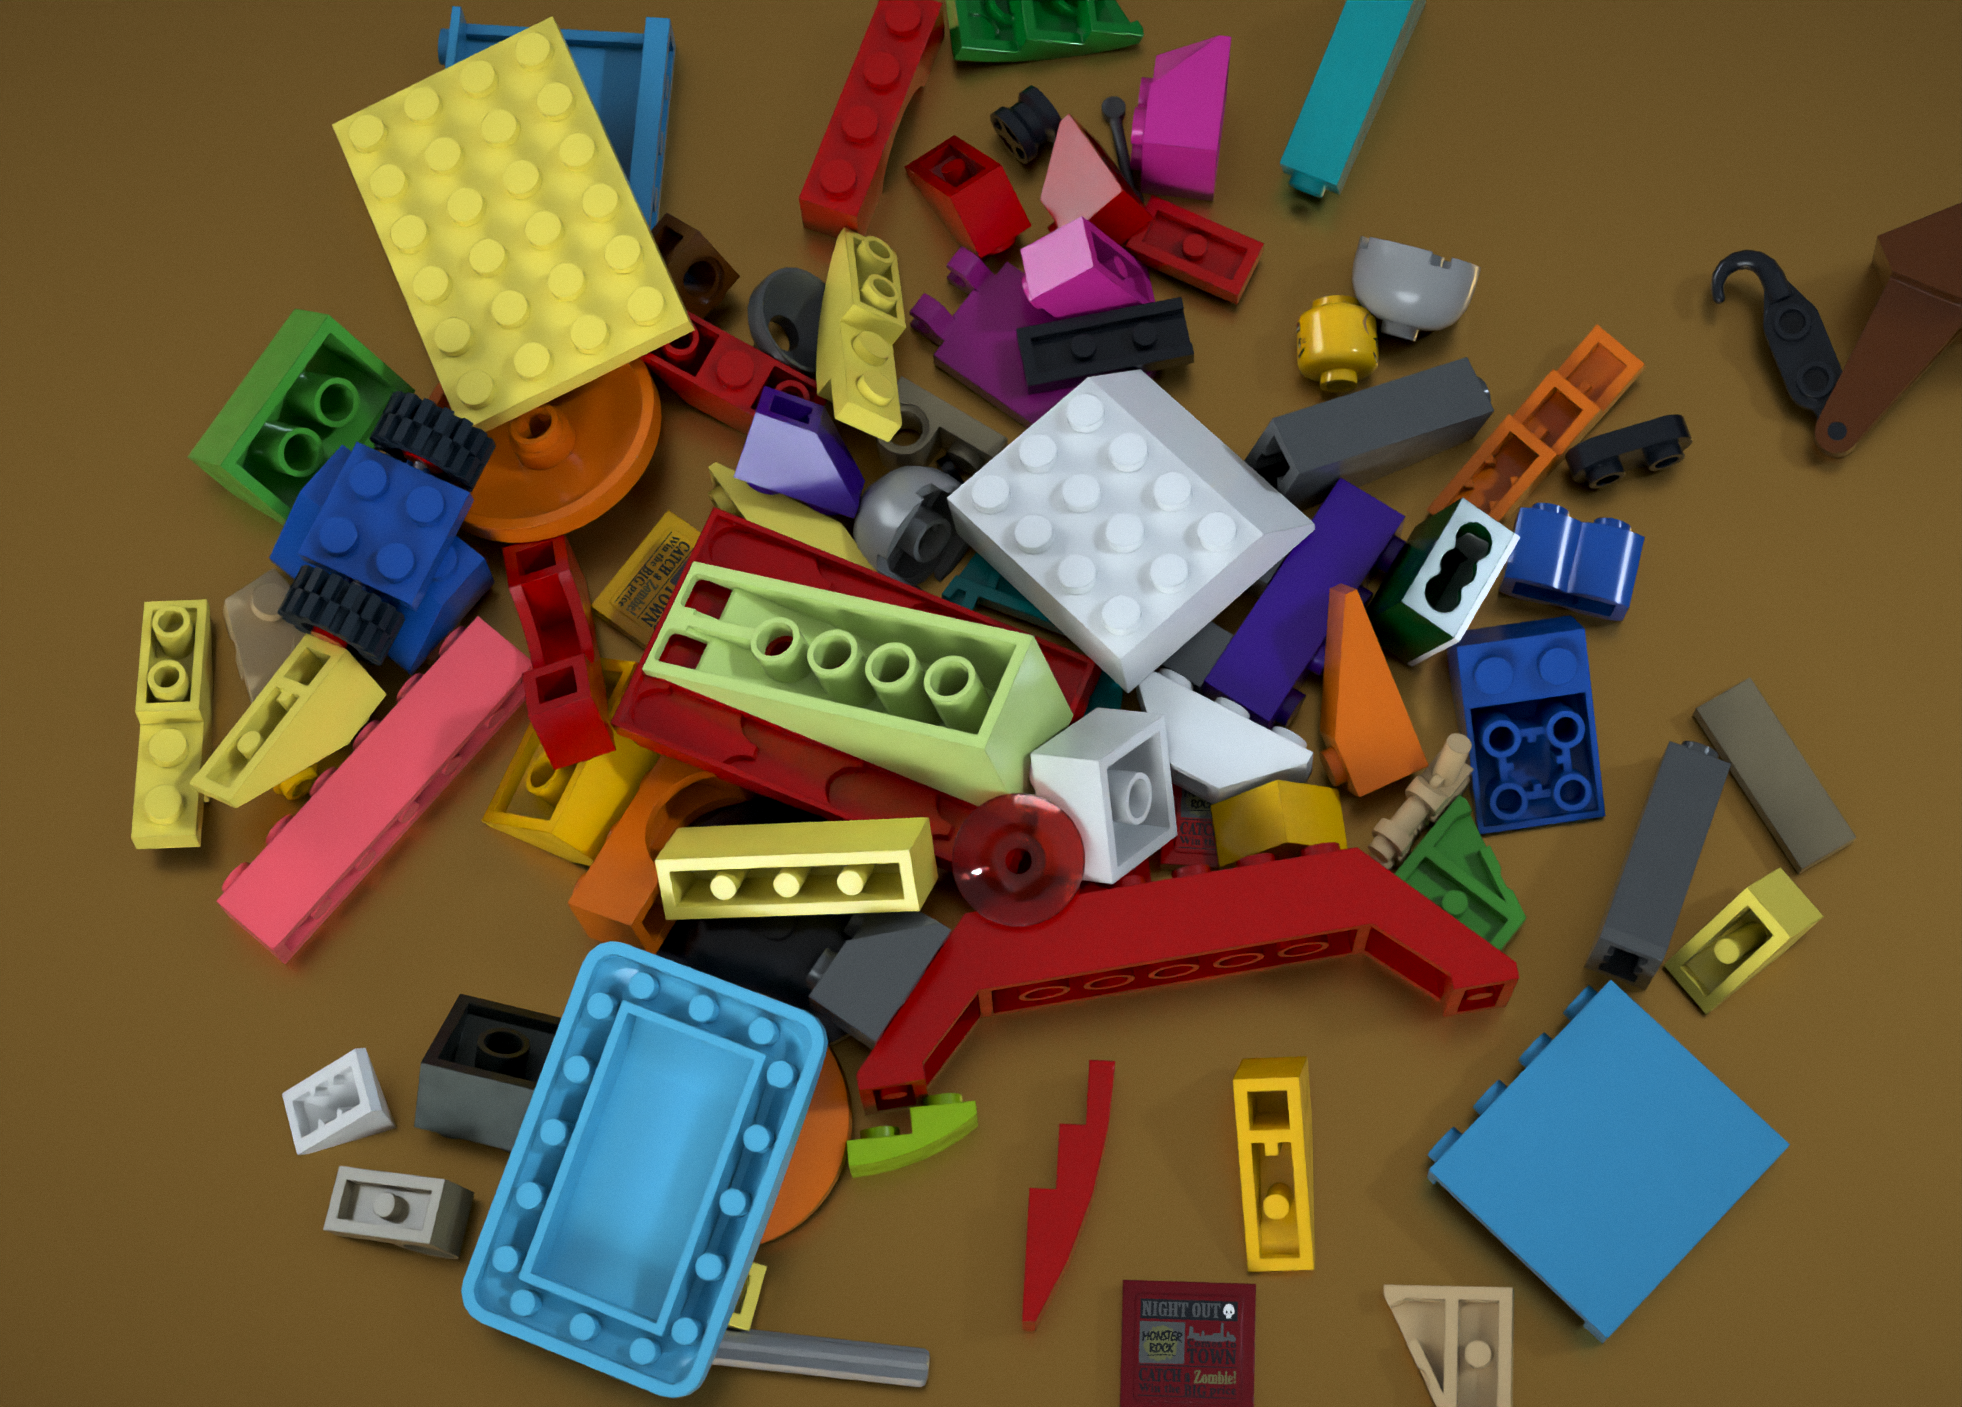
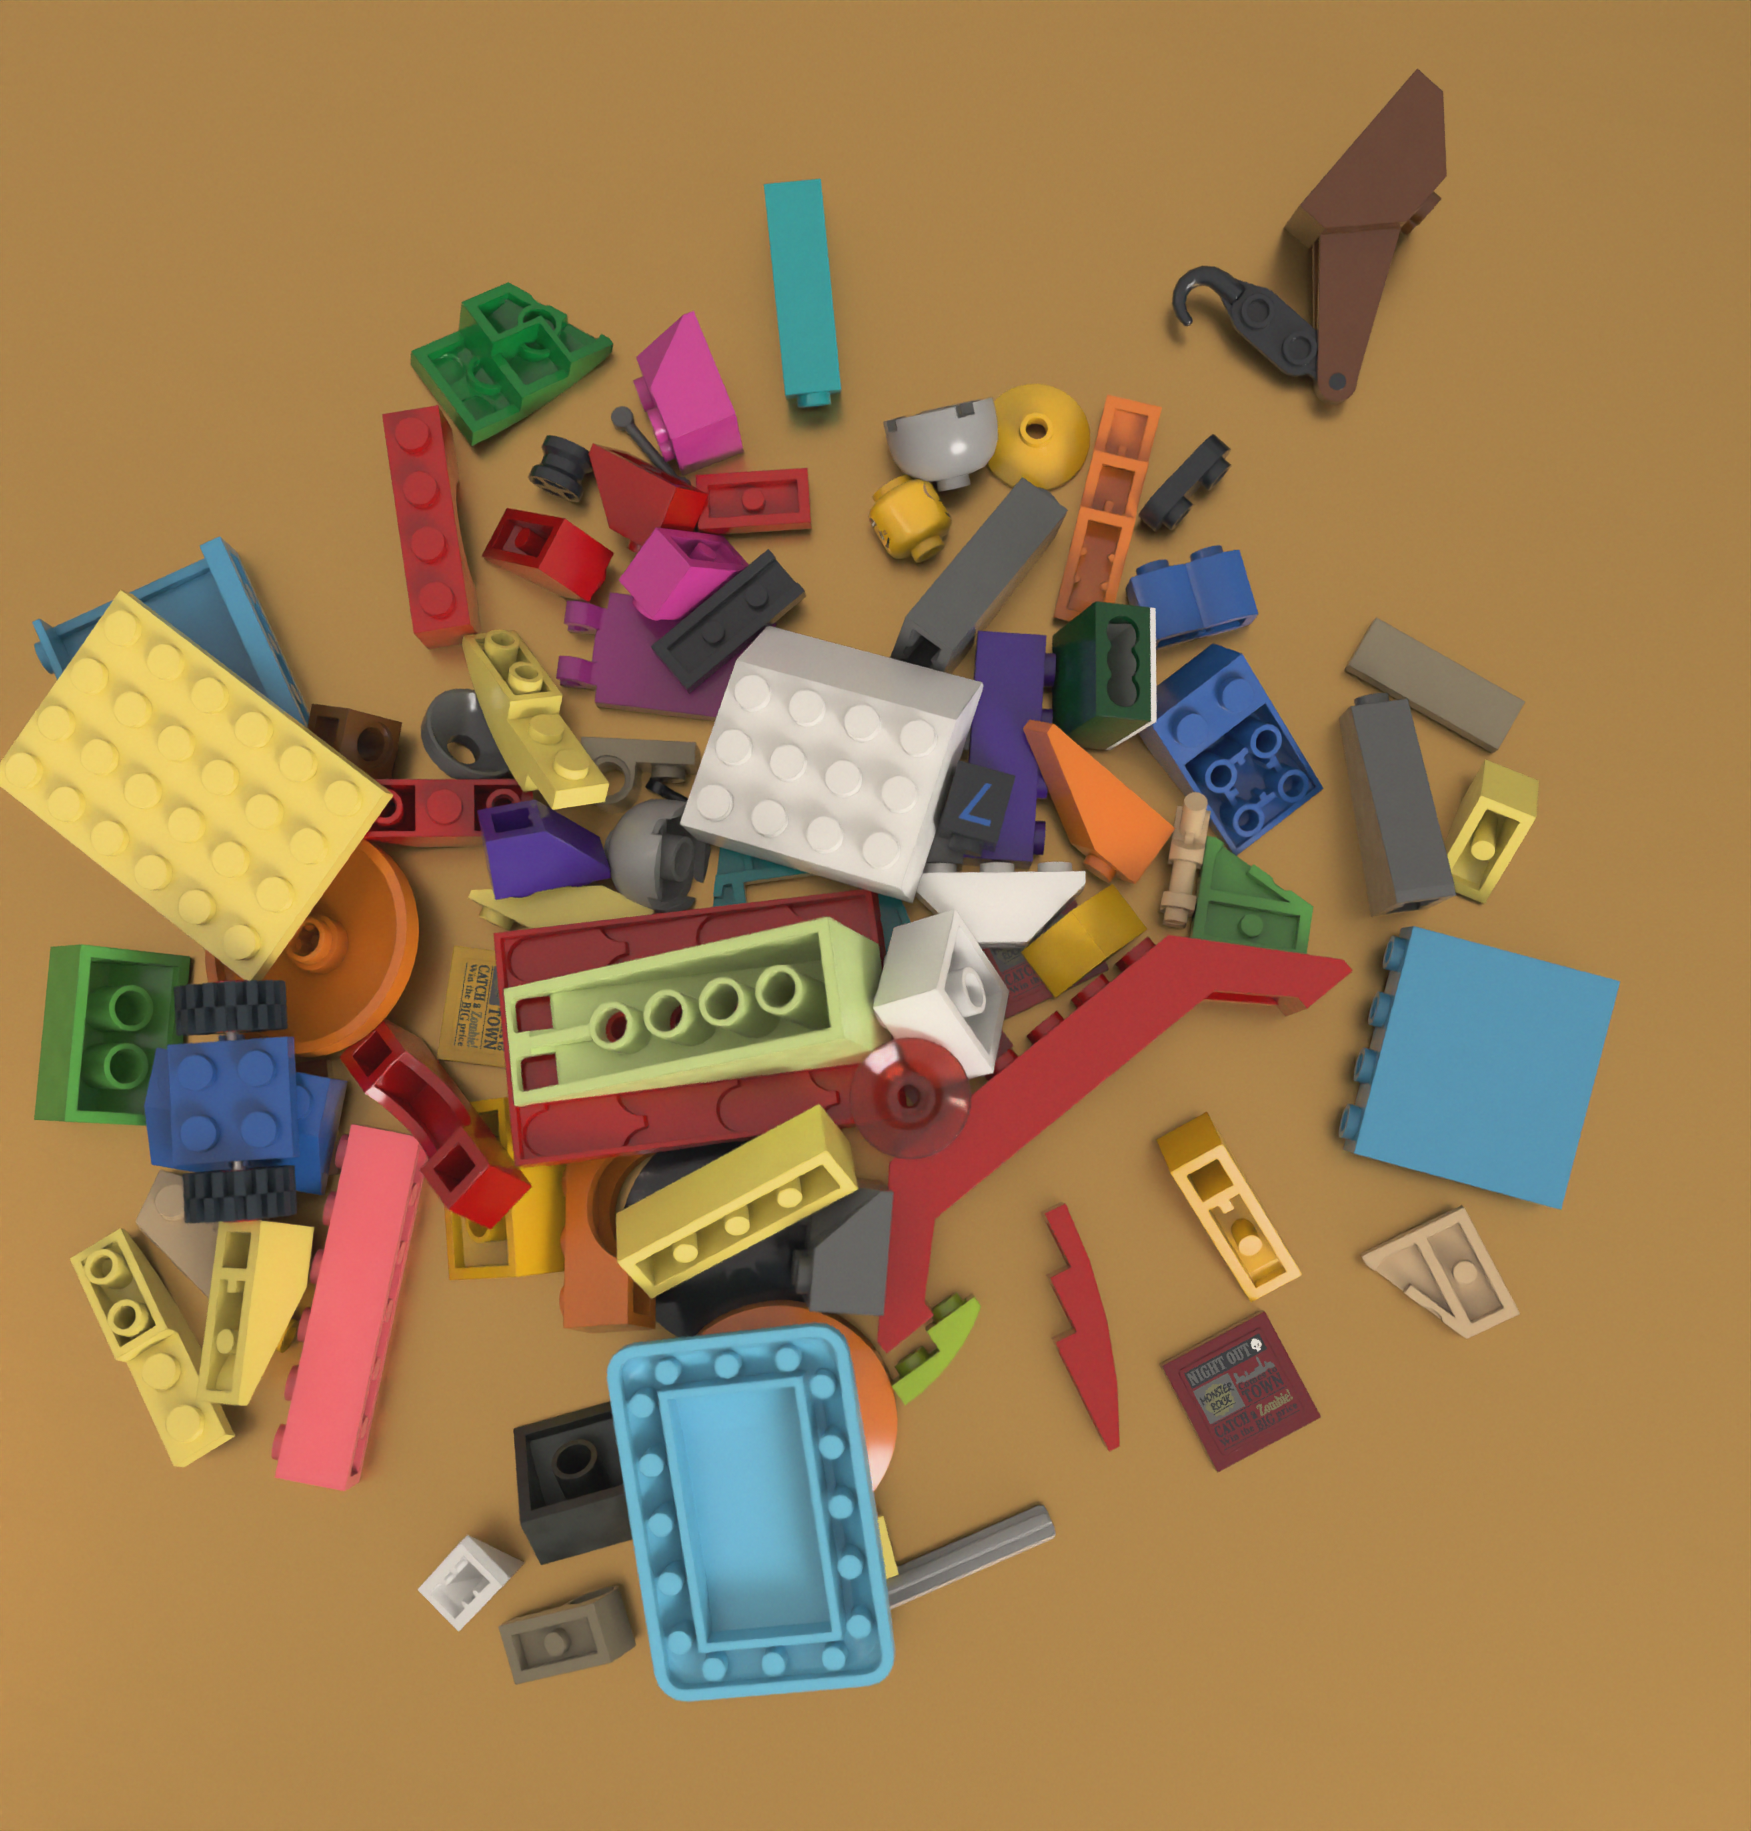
camera: 30 degrees left, 10 degrees up
(1240, 636) = (975, 808): none -> black brick
(1515, 359) = (1042, 461): none -> yellow dish

